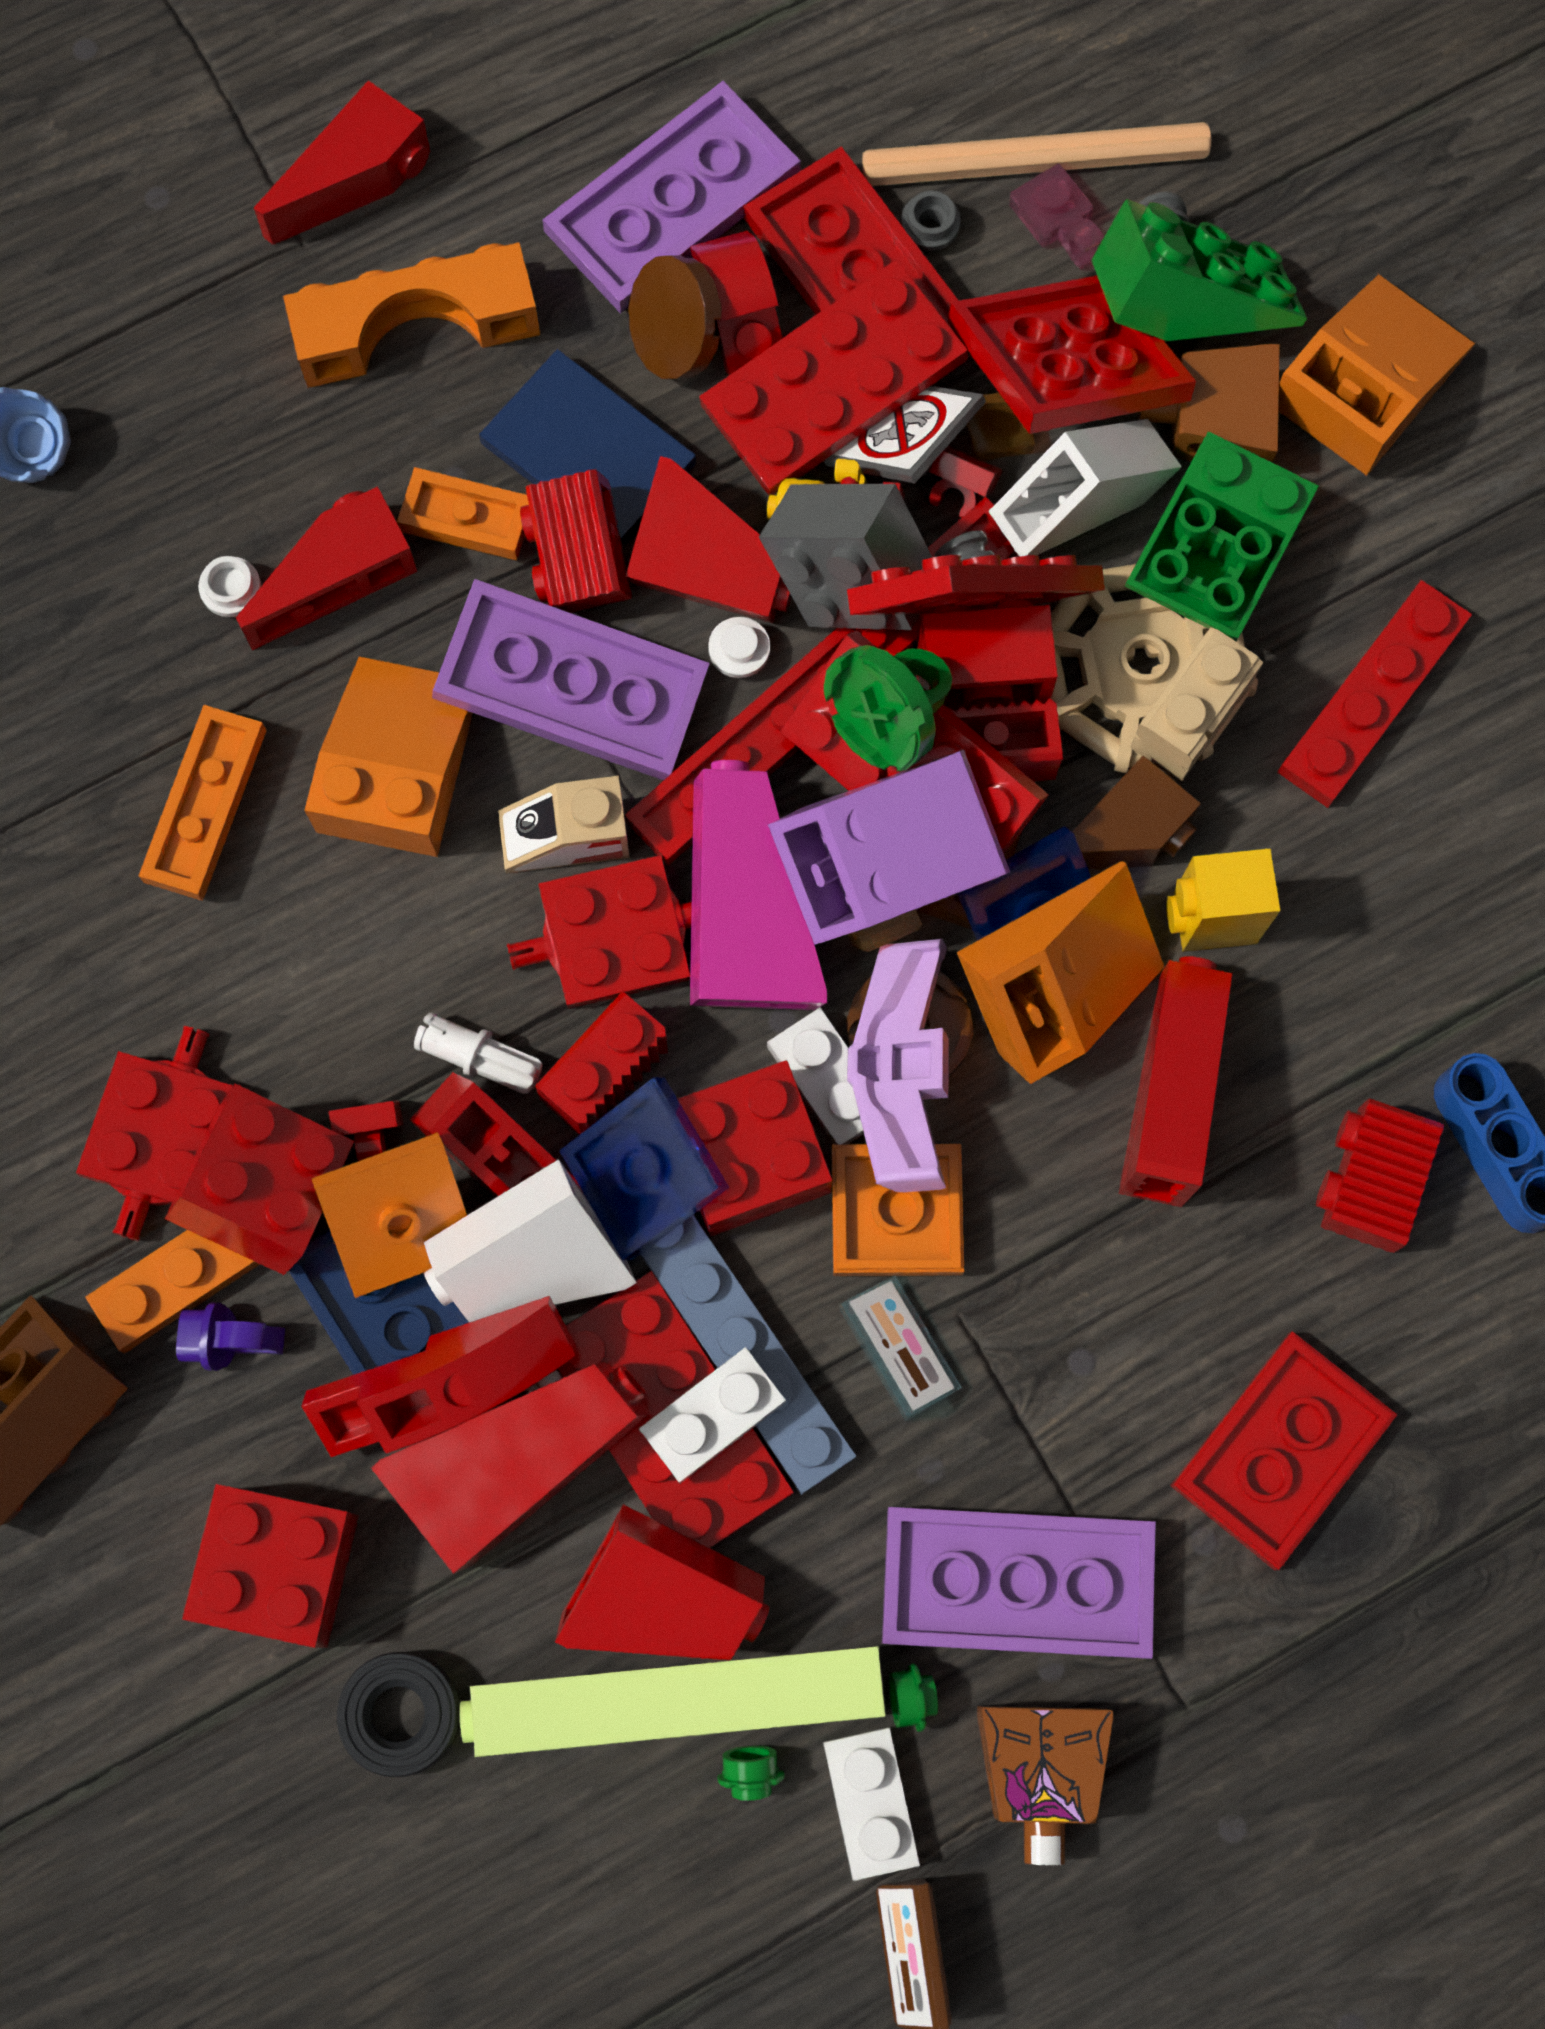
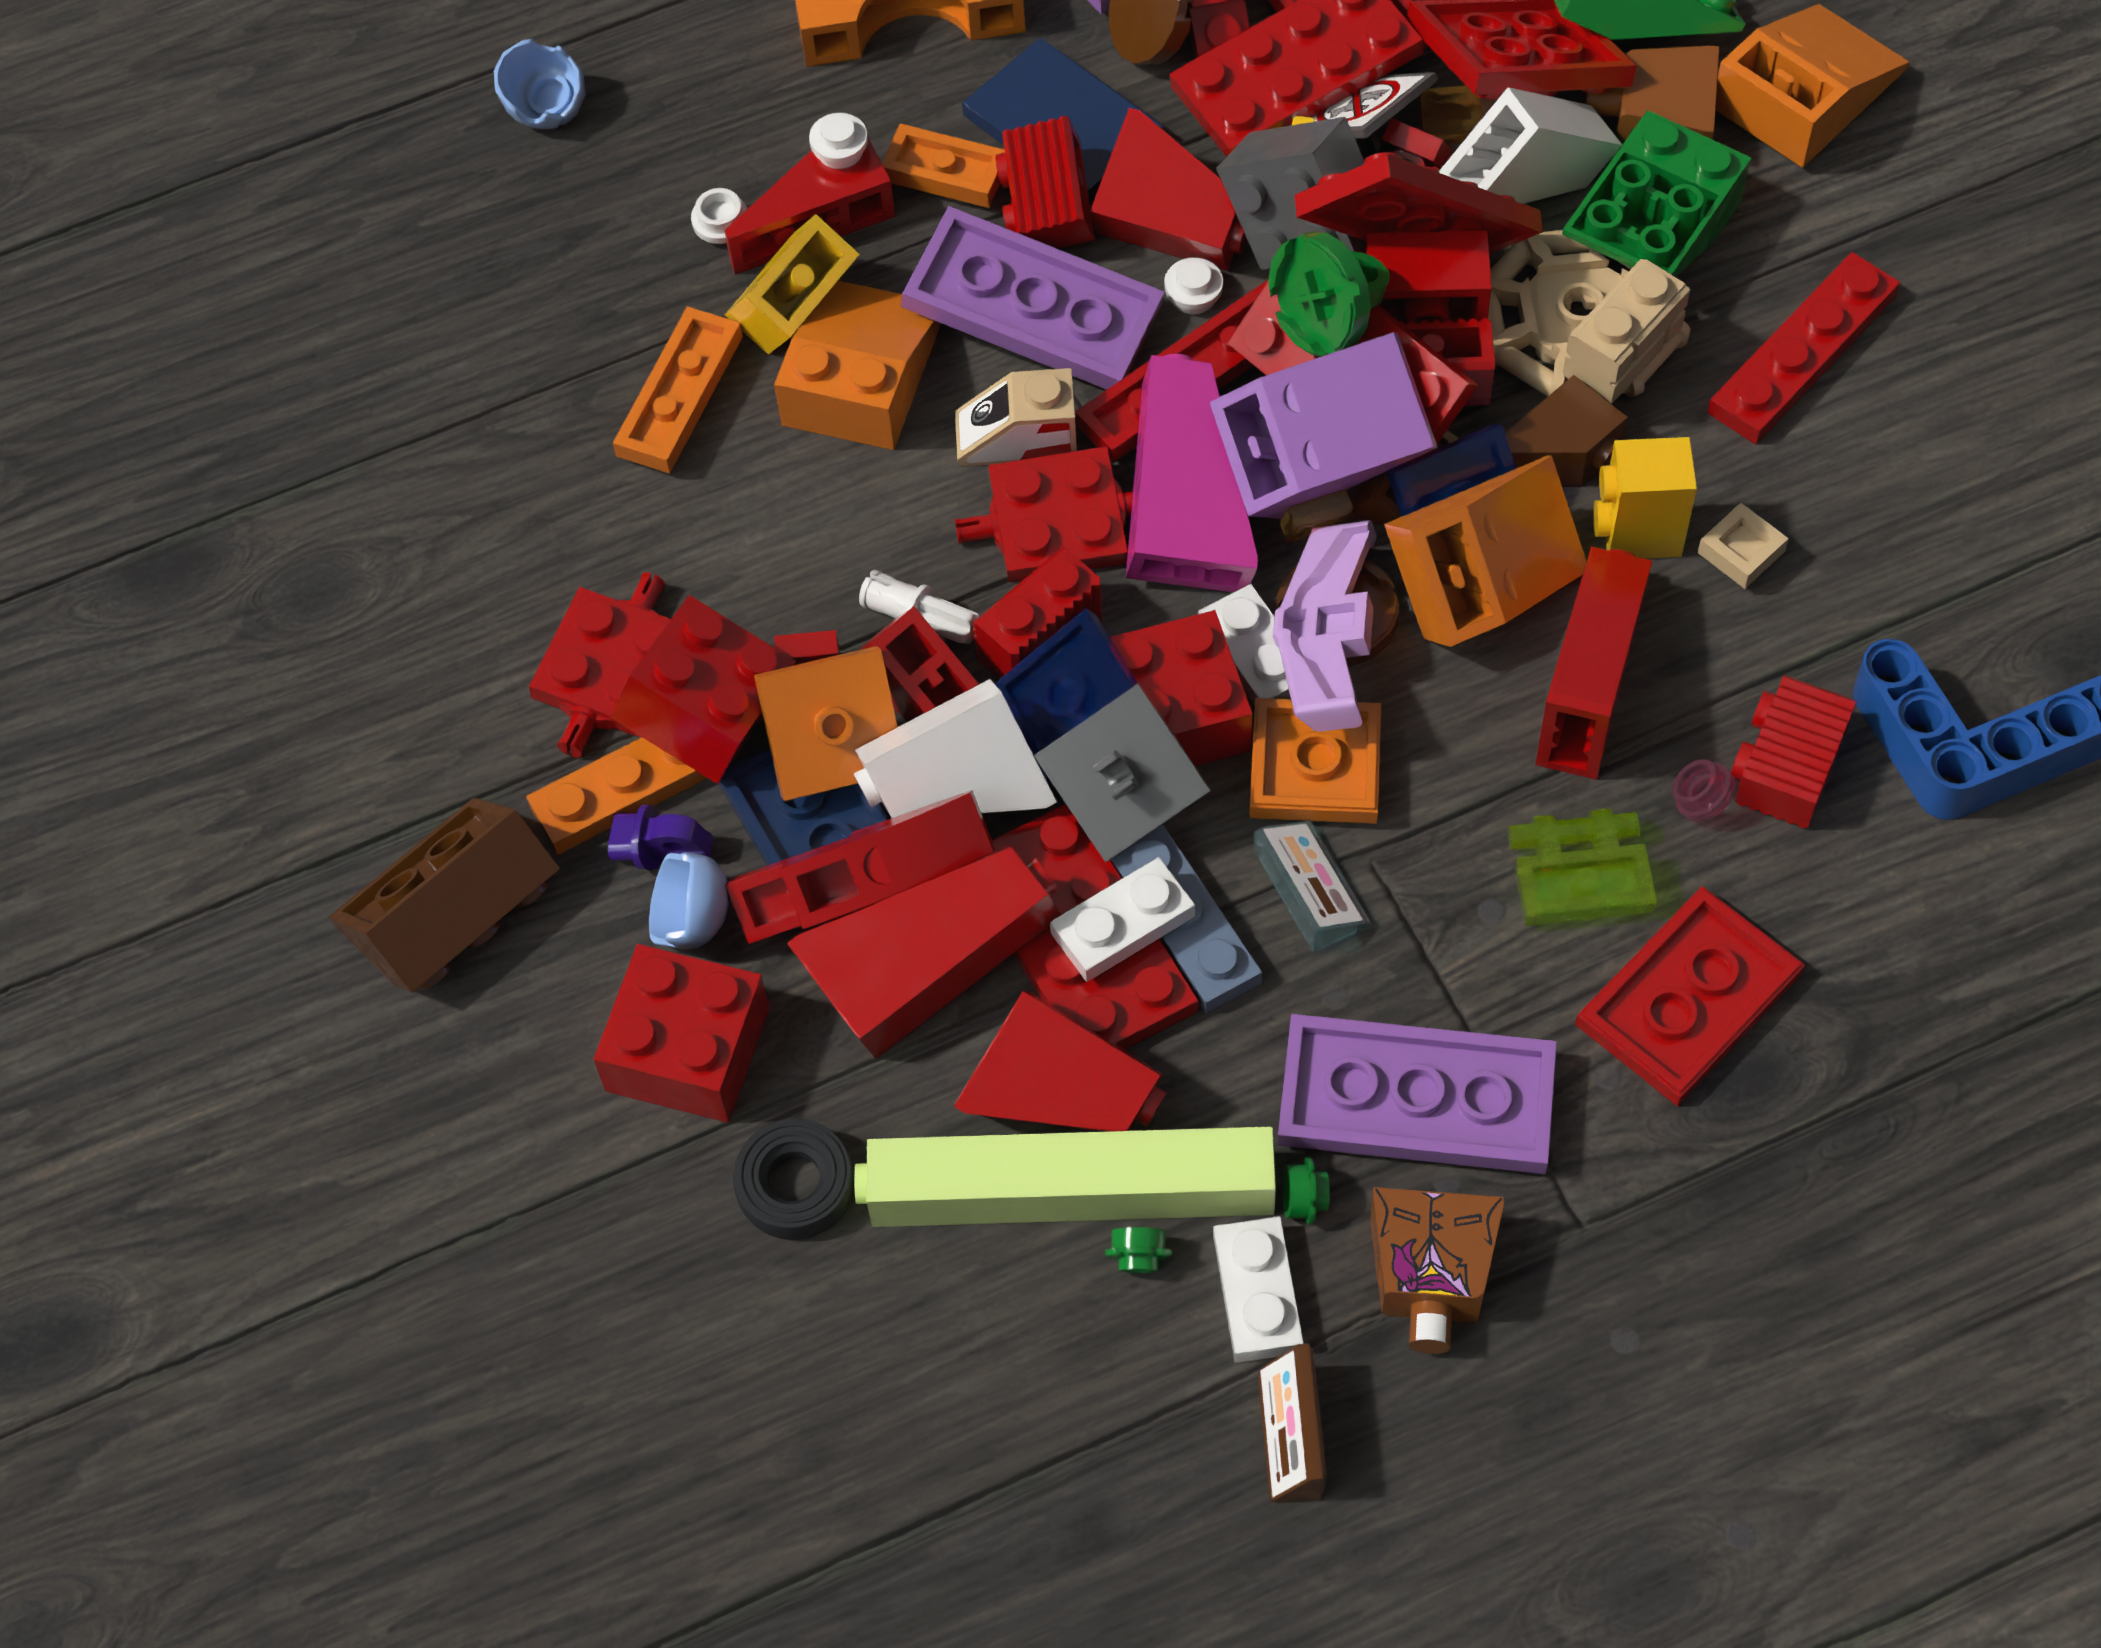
camera: 10 degrees right, 15 degrees down
(264, 1417) = (688, 901): none -> light blue hair
(314, 677) = (792, 284): none -> yellow brick
(349, 504) = (838, 140): none -> white plate
(703, 1259) = (1122, 772): none -> dark grey piece
(1171, 1336) = (1583, 882): none -> clear neon green plate
(1278, 1217) = (1703, 790): none -> clear pink plate
(1320, 936) = (1742, 545): none -> tan plate

